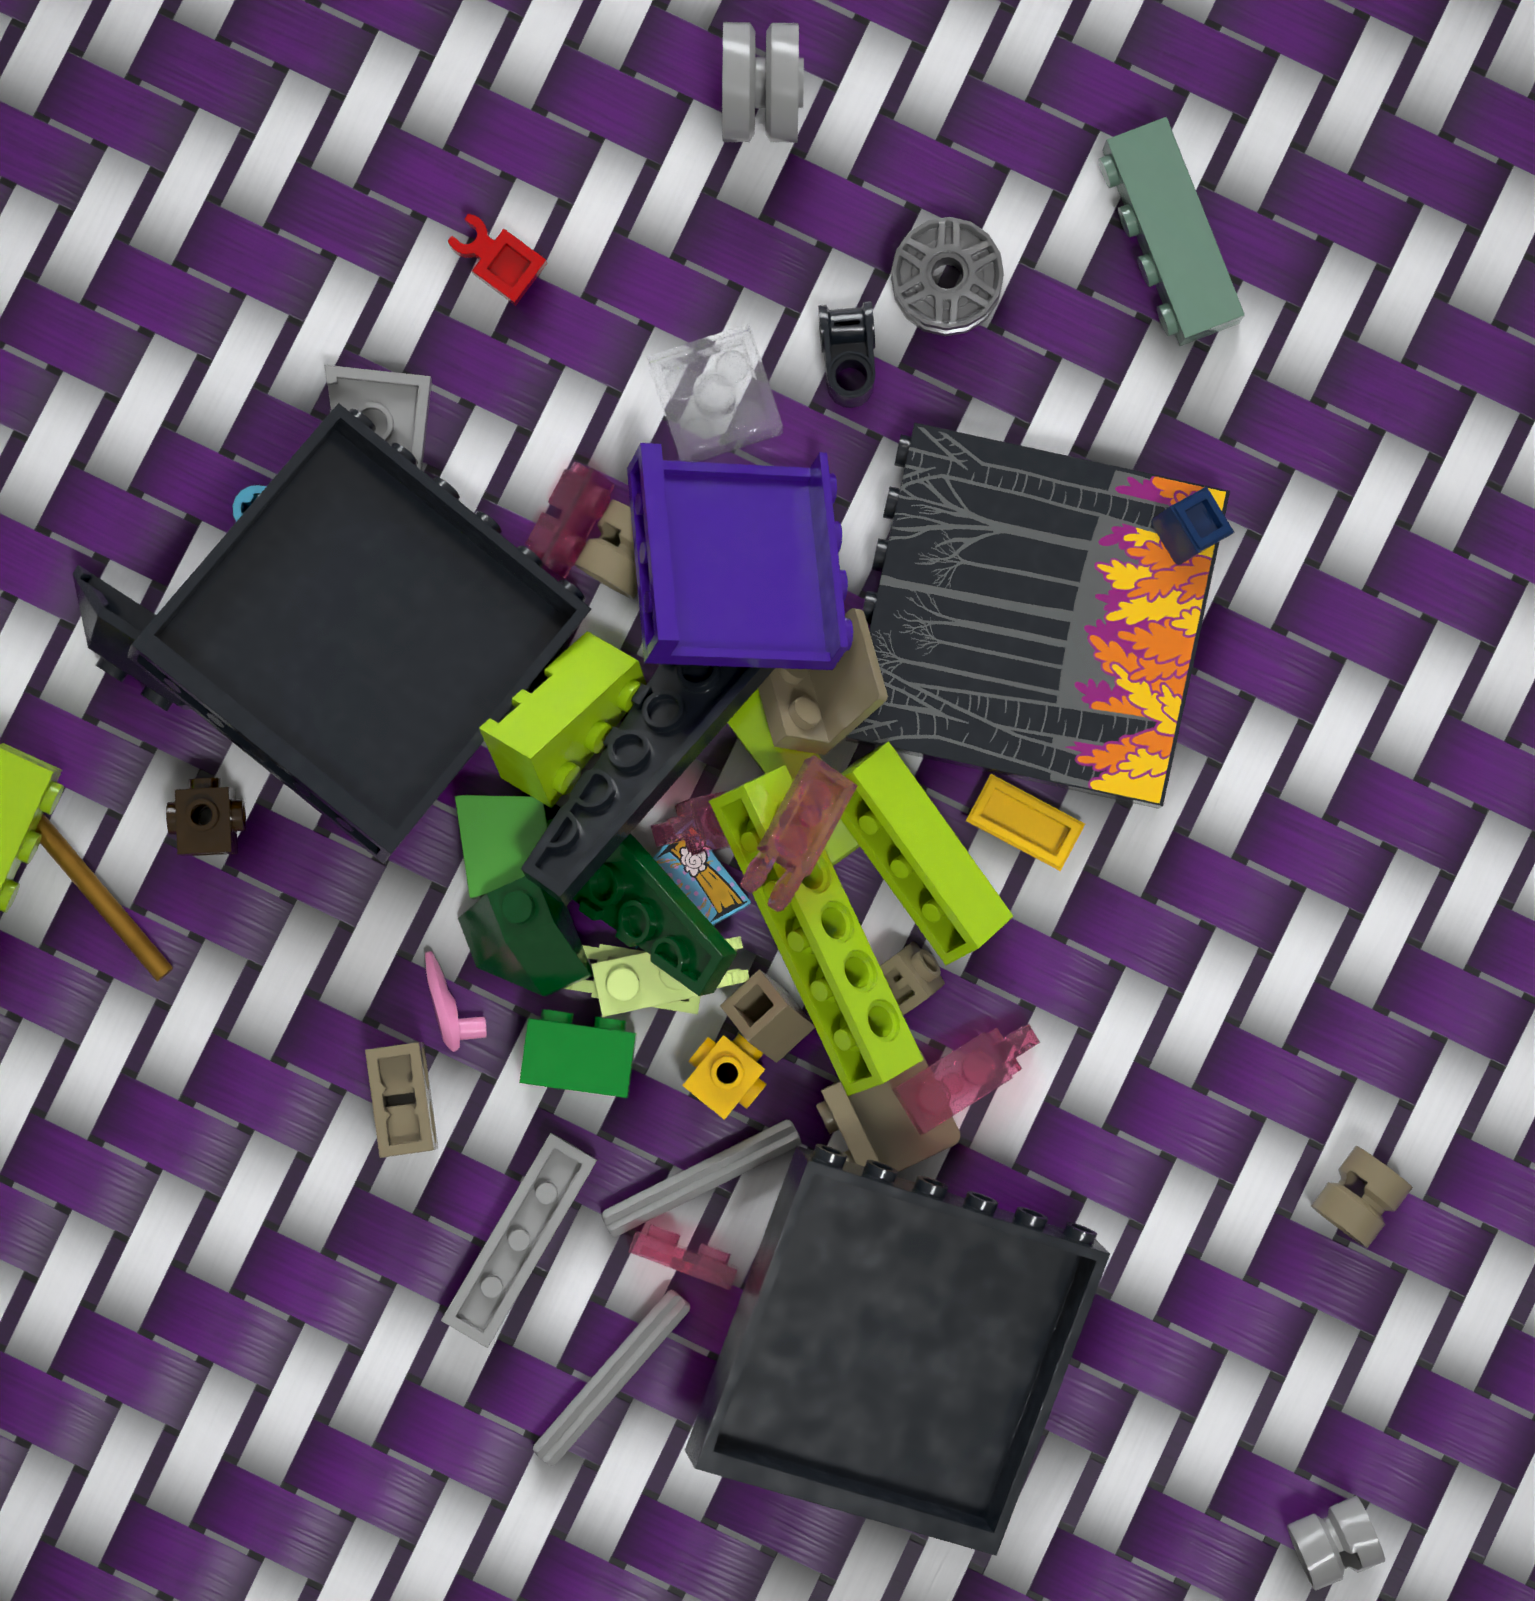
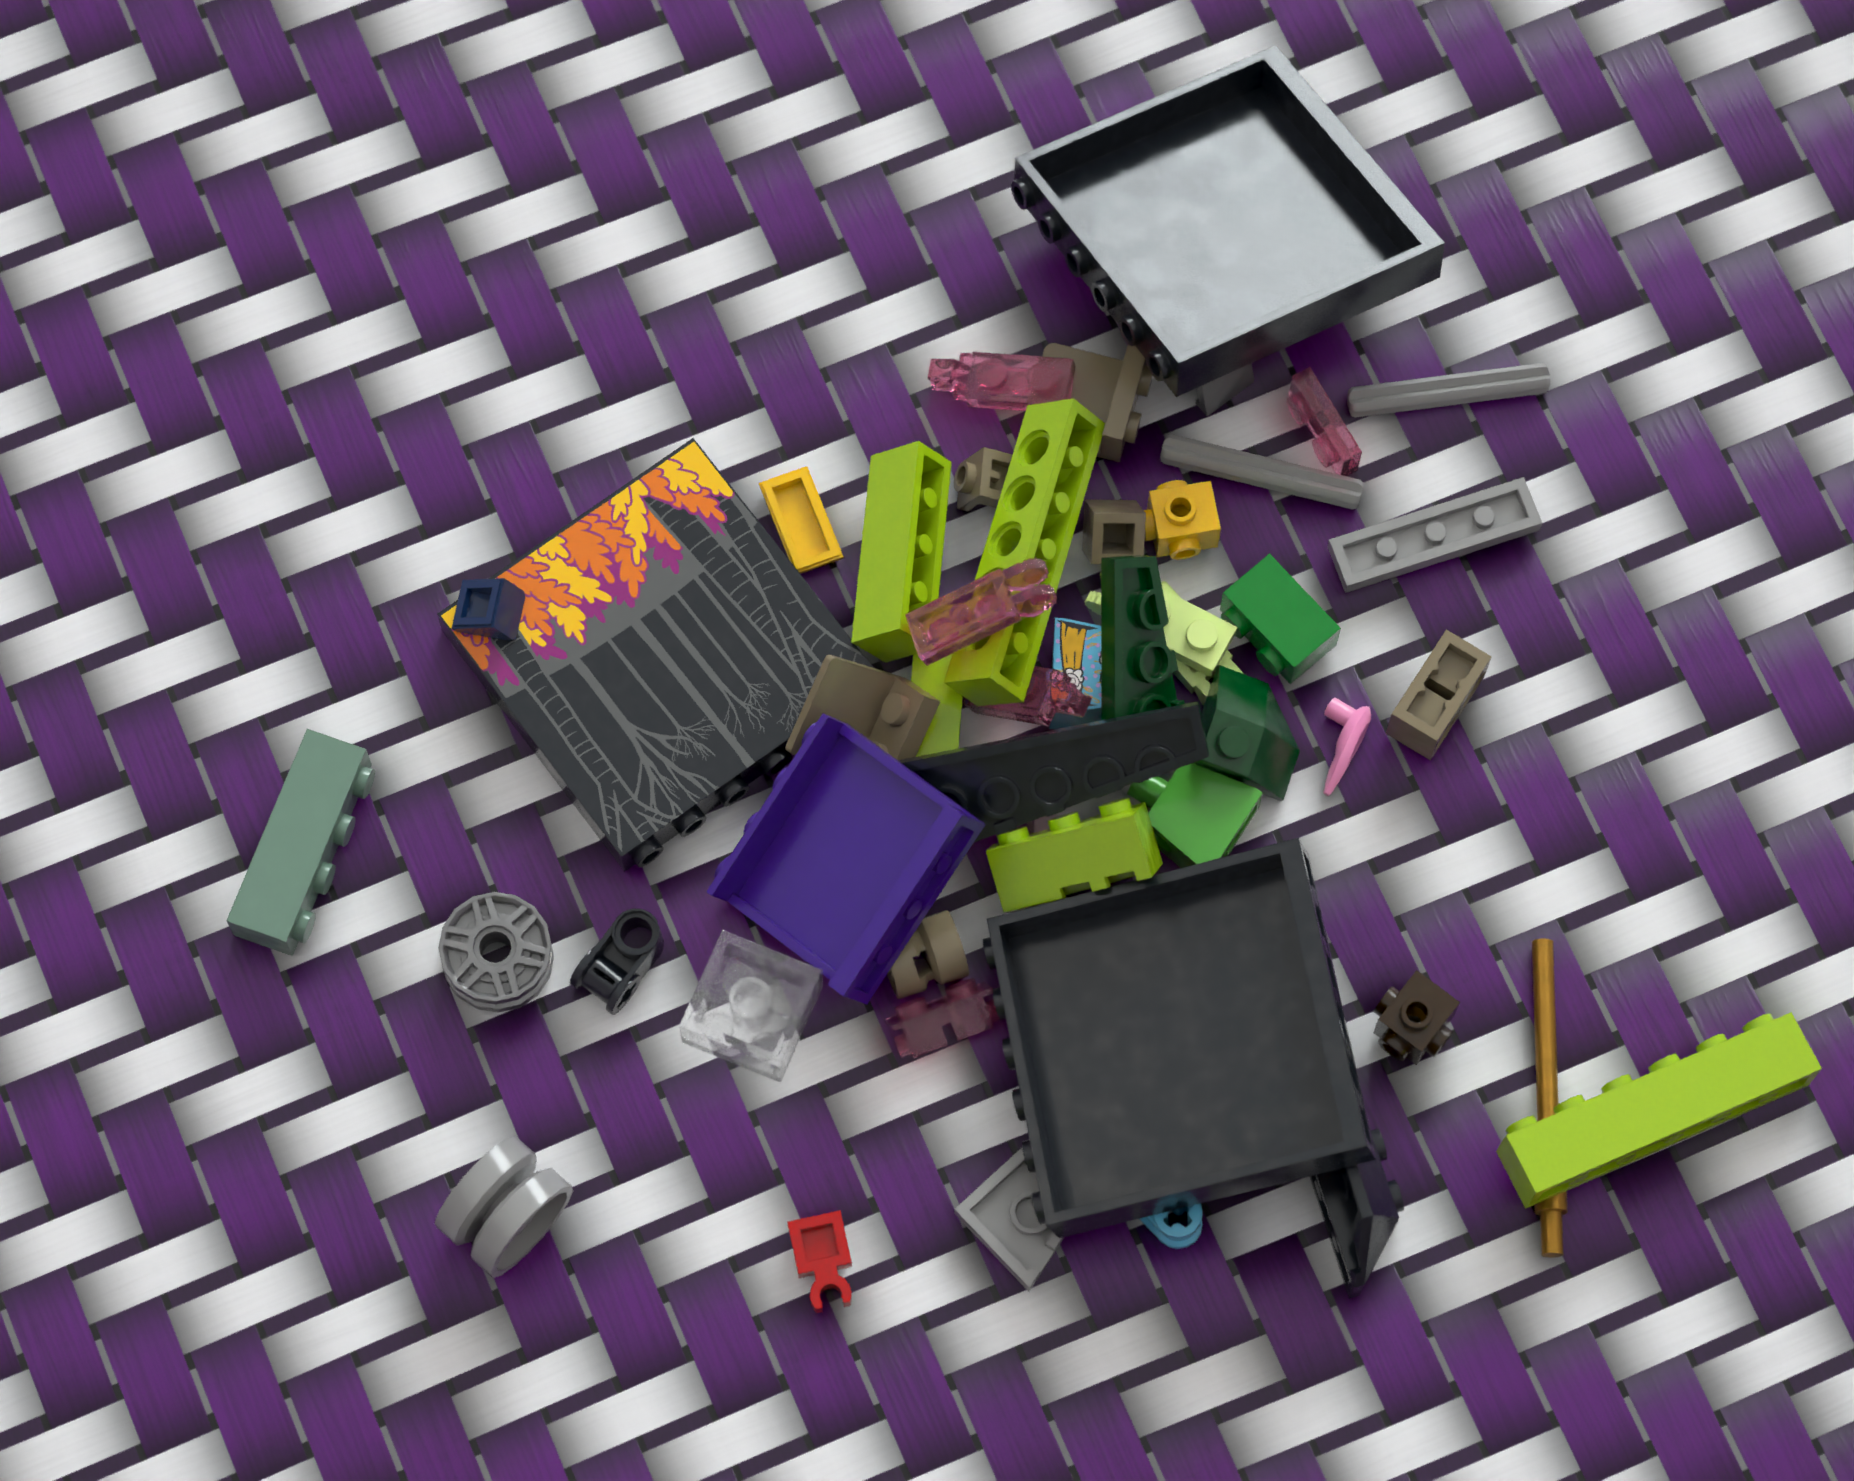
camera: 135 degrees left, 15 degrees down
(1361, 1196) = (816, 71): dark tan wheel -> none

